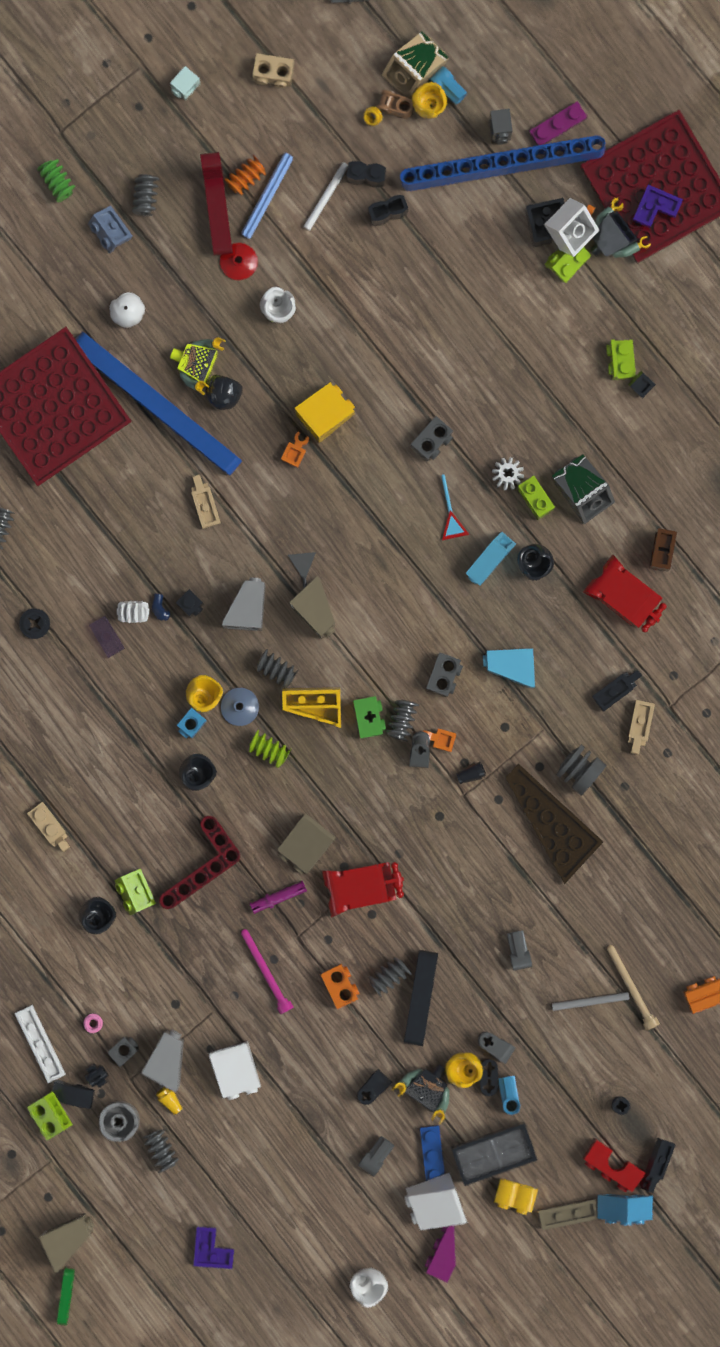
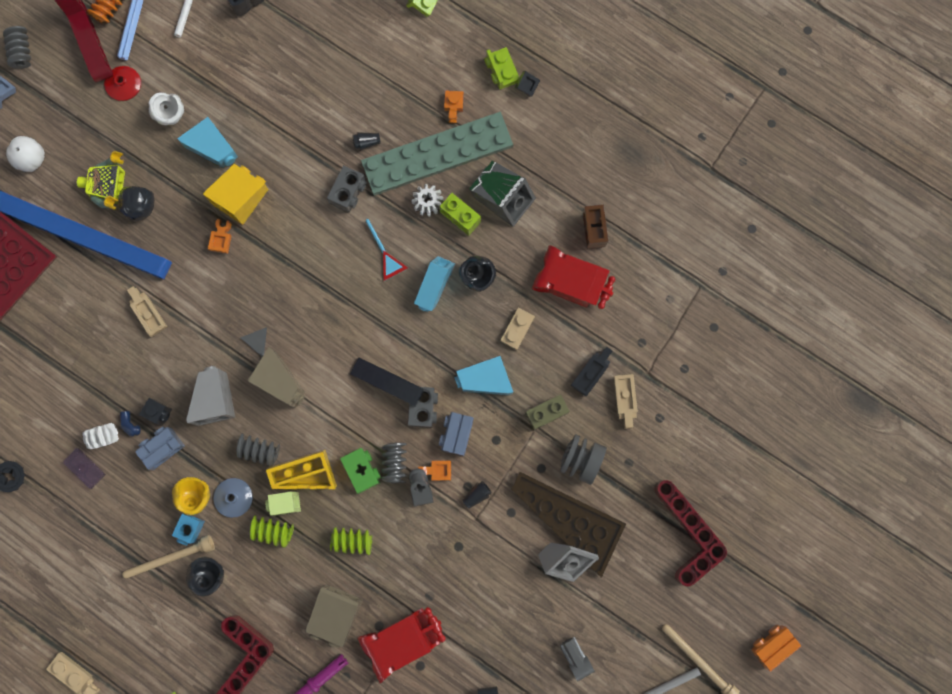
camera: 15 degrees left, 5 degrees down
(184, 639) = (159, 448): none -> sand blue brick
(202, 743) = (204, 545): none -> tan piece
(288, 726) = (283, 503): none -> yellowish green brick
(310, 352) = (209, 143): none -> medium azure slope
(341, 779) = (351, 541): none -> lime piece
(417, 640) = (387, 381): none -> black slope
(464, 394) = (365, 140): none -> black cone
(469, 710) = (457, 433): none -> sand blue brick
(531, 428) = (437, 153): none -> sand green plate
(536, 858) = (565, 561): none -> light grey slope
(557, 626) = (517, 329): none -> tan plate
(561, 715) = (547, 412): none -> olive brick
(562, 381) = (453, 103): none -> orange plate
(664, 868) = (693, 530): none -> dark red beam

